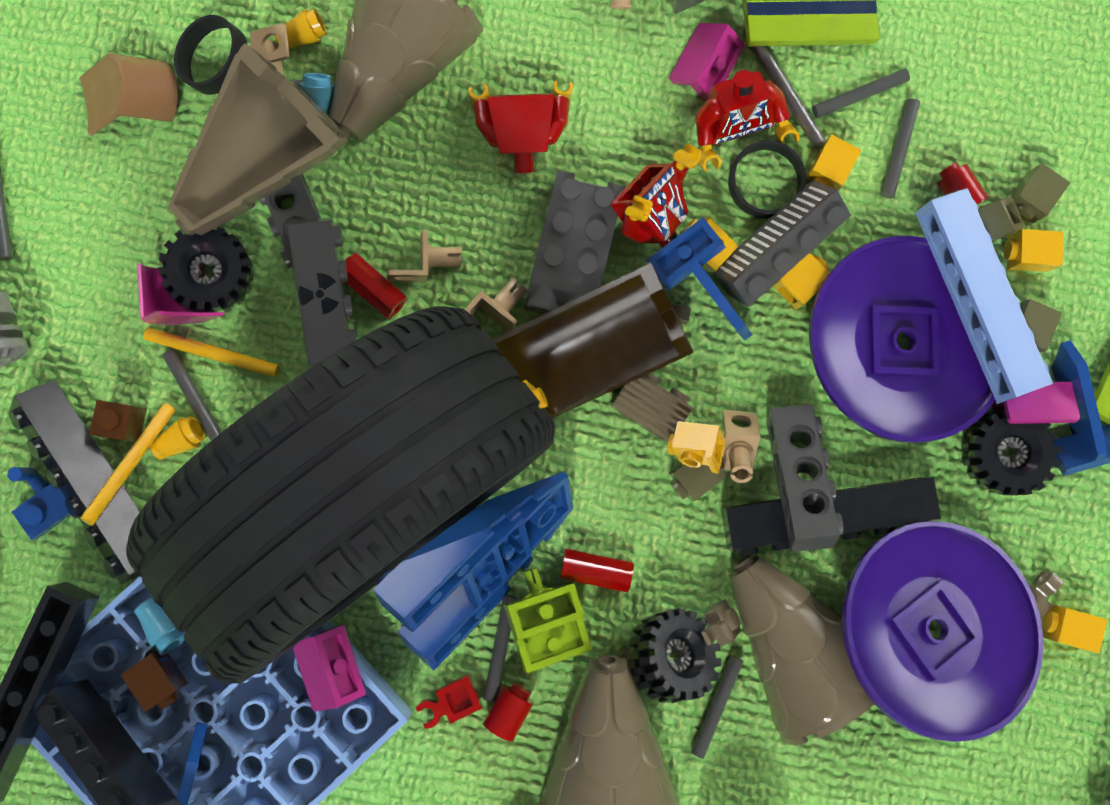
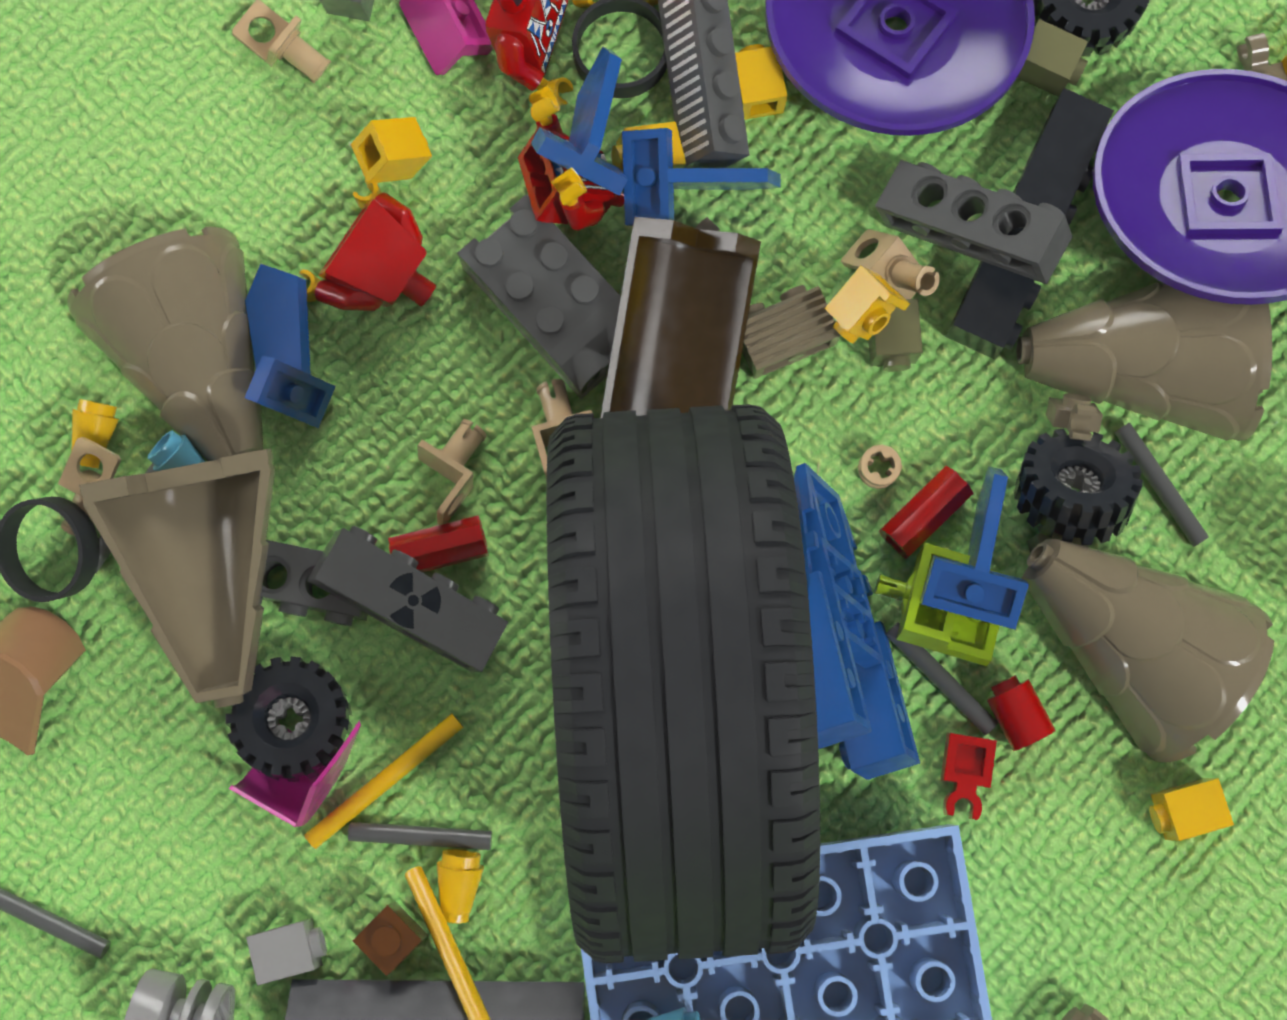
camera: 50 degrees left, 5 degrees down
(70, 364) = (286, 951): none -> light grey brick
(329, 669) = (856, 875): dark pink panel -> none
(408, 117) = (281, 348): none -> blue piece
(562, 634) = (972, 587): none -> blue piece
(598, 84) = (391, 149): none -> yellow brick
(617, 520) = (885, 454): none -> tan bush
(669, 201) = (588, 128): none -> blue piece
(950, 457) = (1053, 59): none -> olive brick

